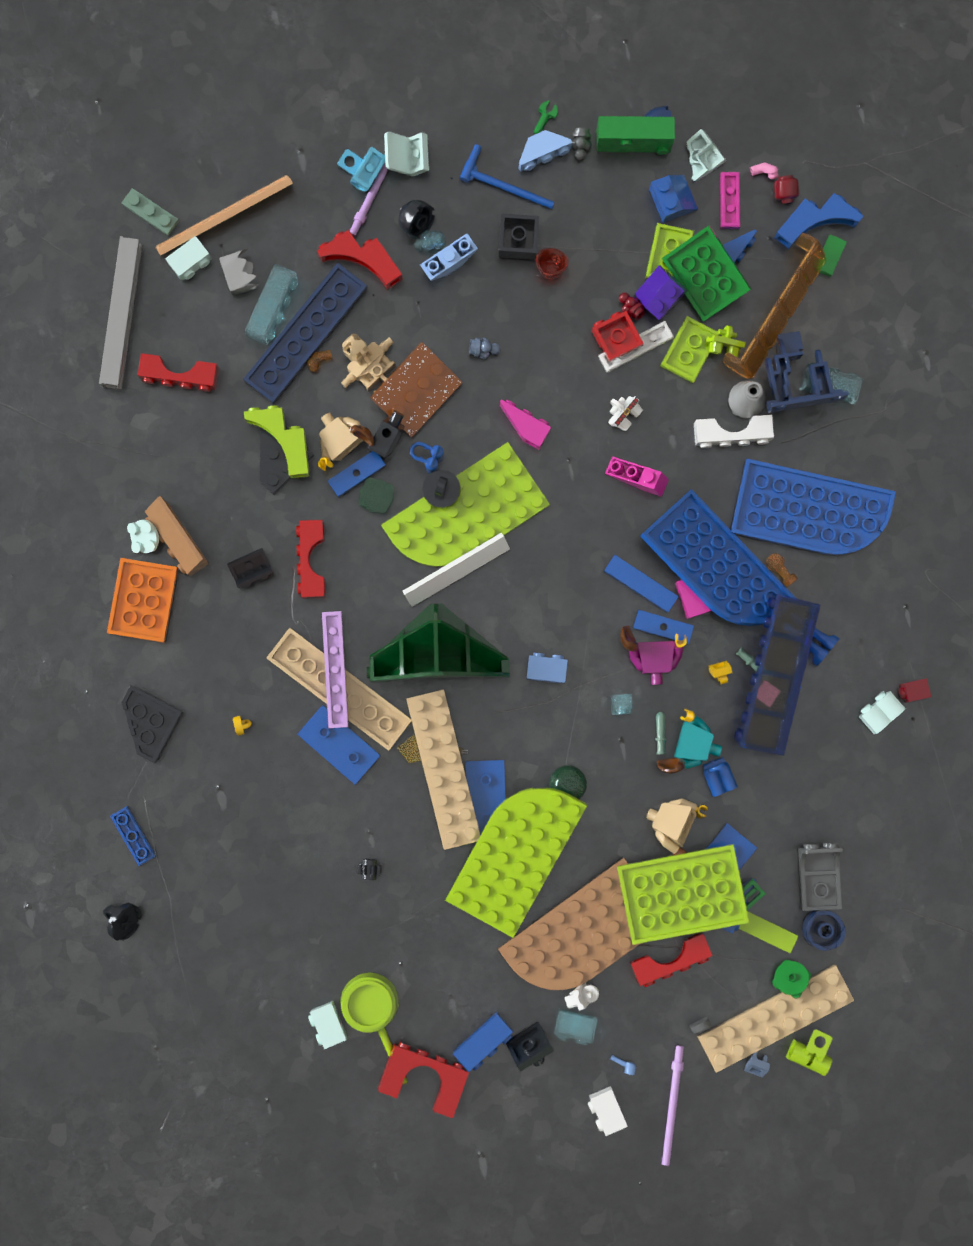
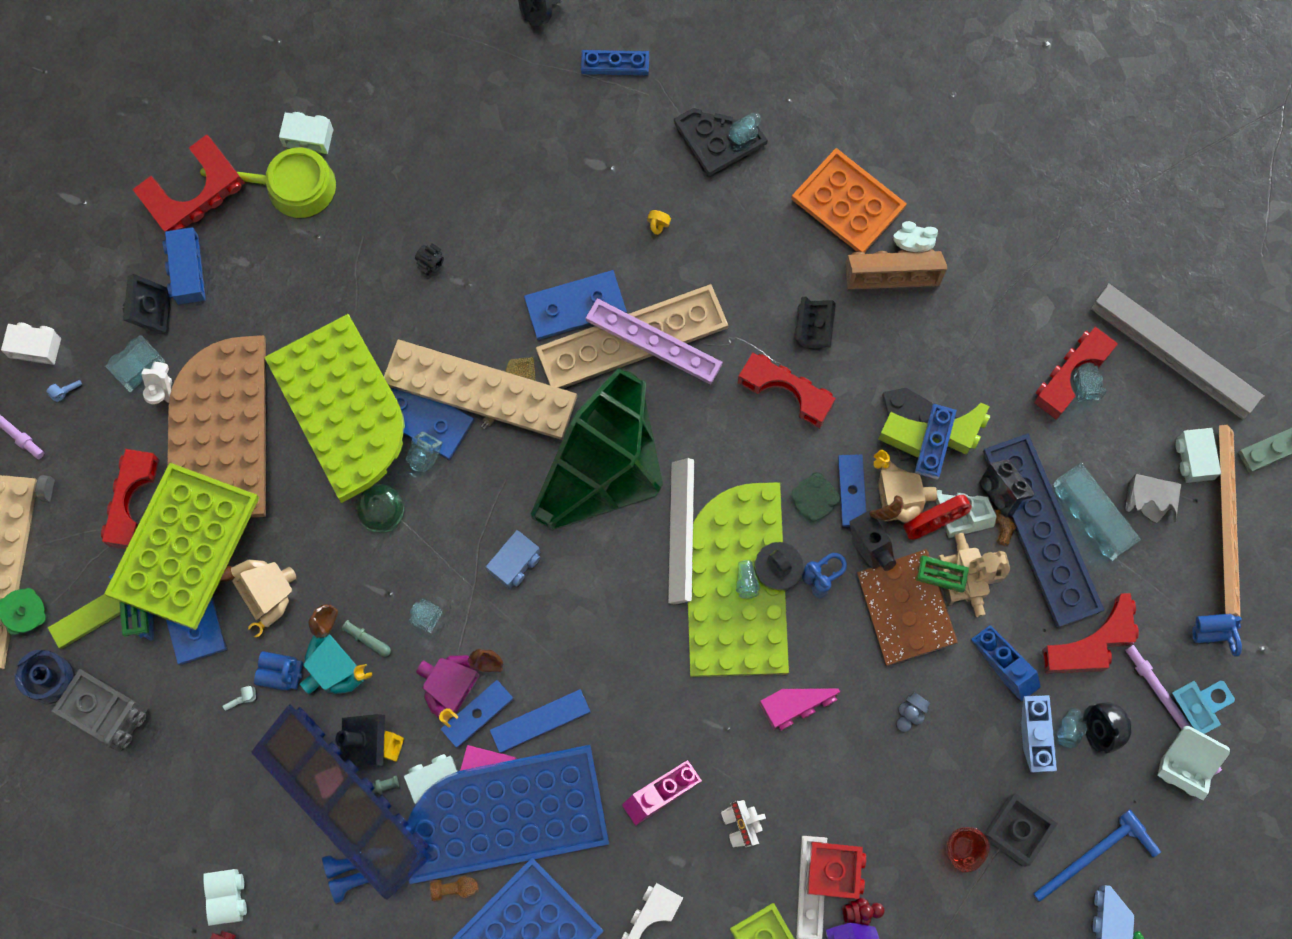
camera: 125 degrees right, 10 degrees down
(133, 704) = (745, 128): none -> clear light blue piece
(180, 359) = (1088, 383): none -> clear light blue brick
(280, 436) = (932, 453): none -> blue tile
(292, 371) = (1005, 486): none -> black bracket
(304, 182) = (1218, 628): none -> blue piece
(325, 390) = (979, 518): none -> light aqua slope
(340, 404) = (937, 517): none -> red beam
(386, 391) = (939, 582): none -> green tile
(412, 306) = (1007, 663): none -> blue slope
(464, 503) = (747, 582): none -> clear light blue cone
(515, 778) = (423, 452): none -> clear light blue brick
(726, 631) = (421, 777): none -> light aqua brick
(729, 688) = (362, 740): none -> black tile
(746, 787) = (248, 694): none -> light aqua hand

